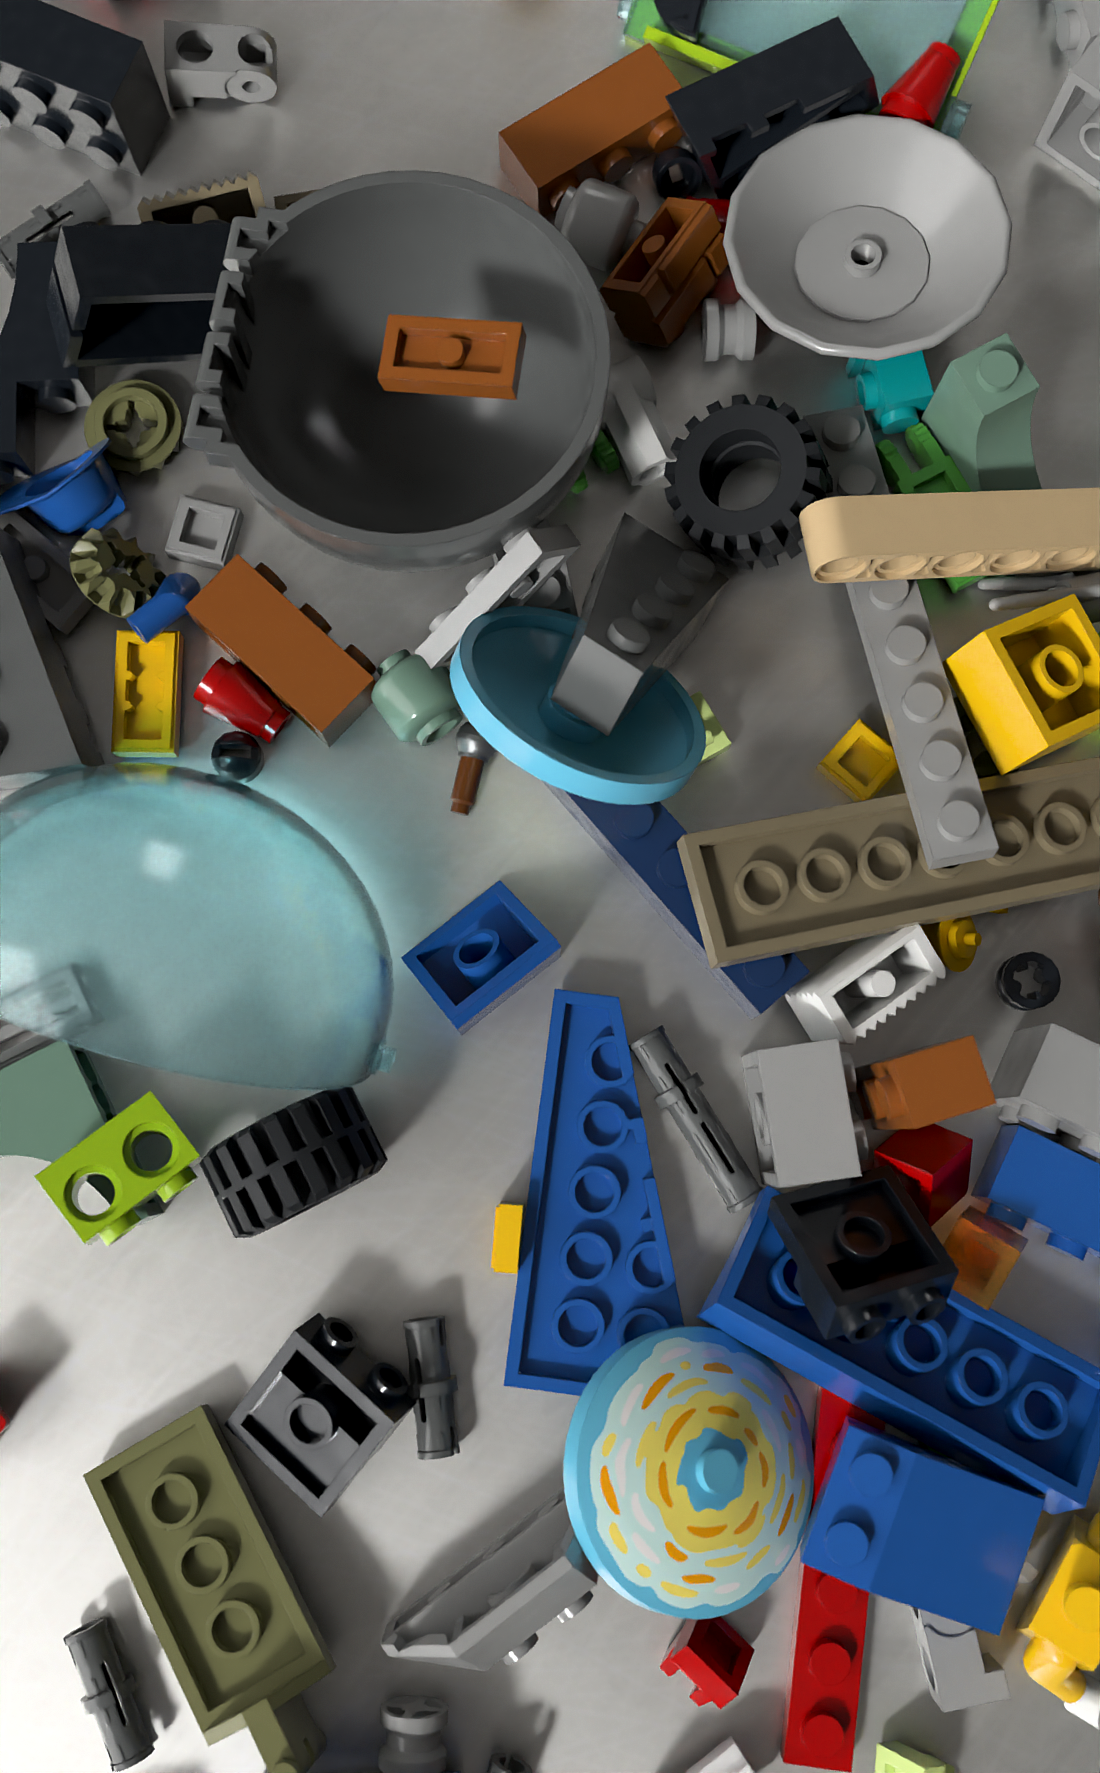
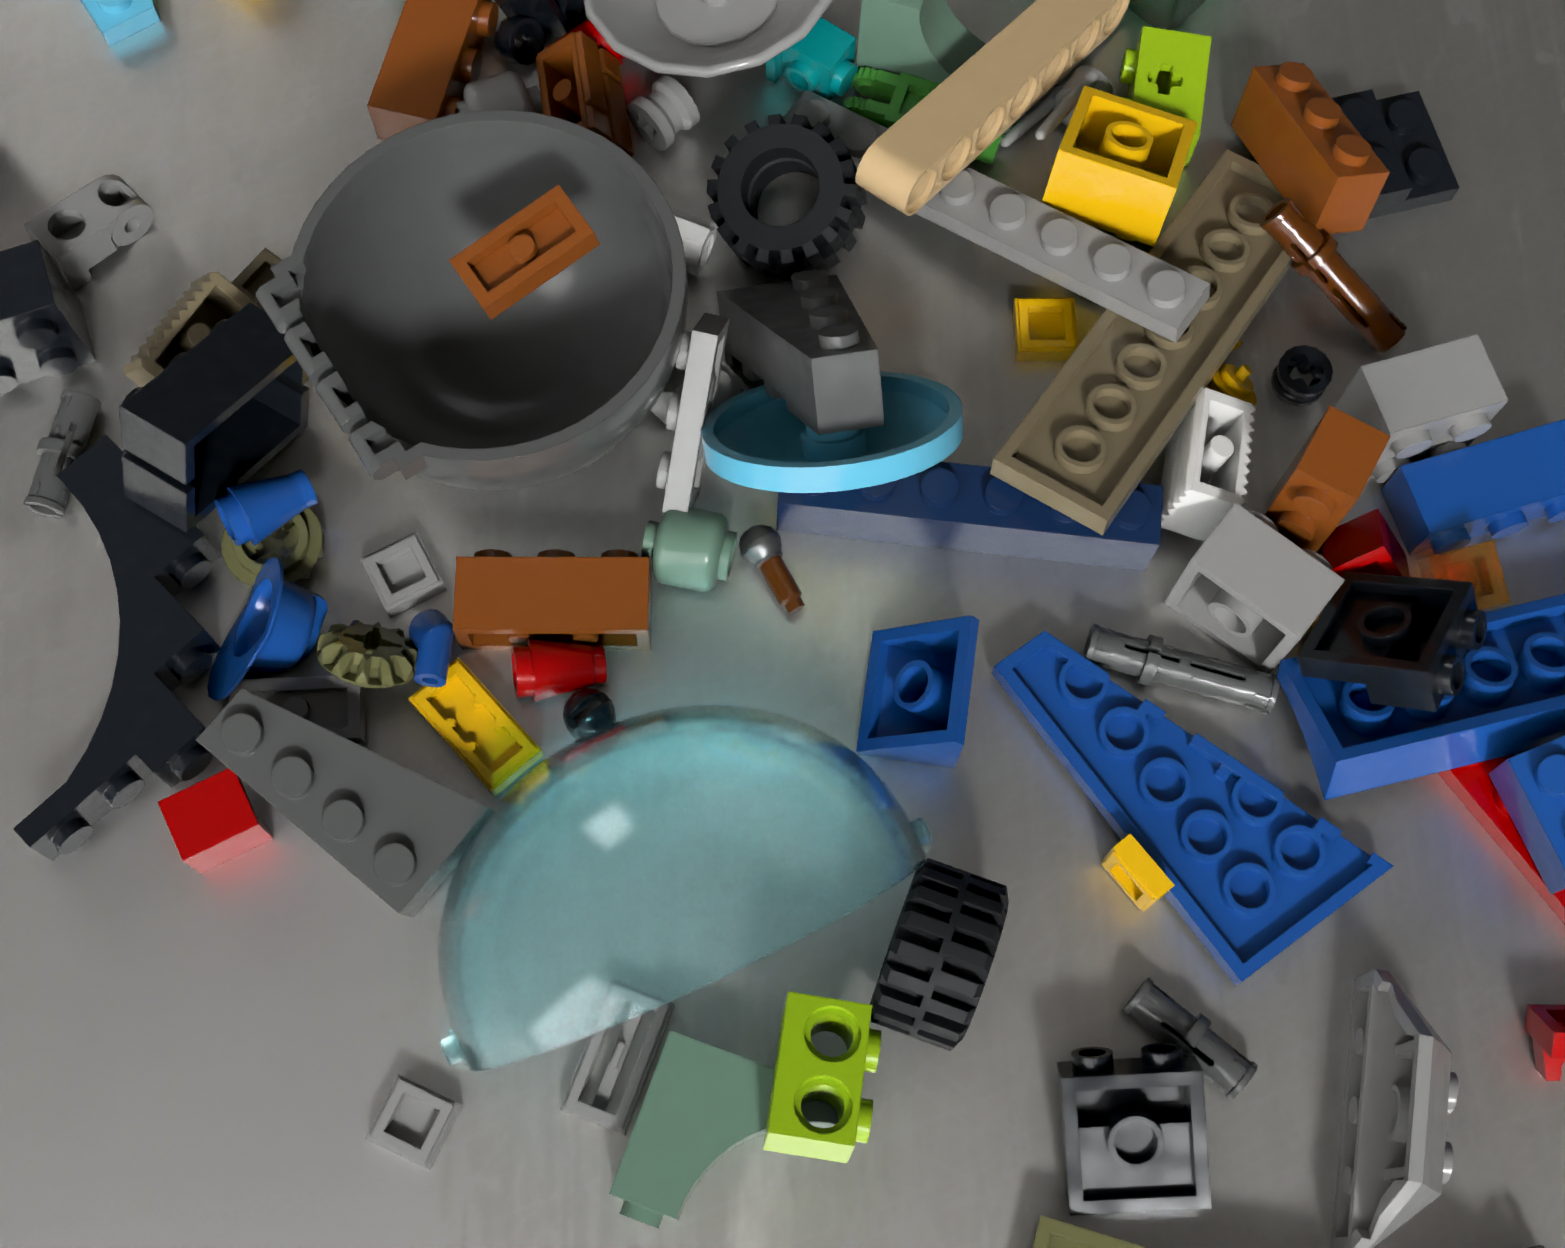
camera: 45 degrees left, 10 degrees down
(138, 393) = (263, 506): none -> blue cone
(688, 1472) = (1431, 909): dish -> none

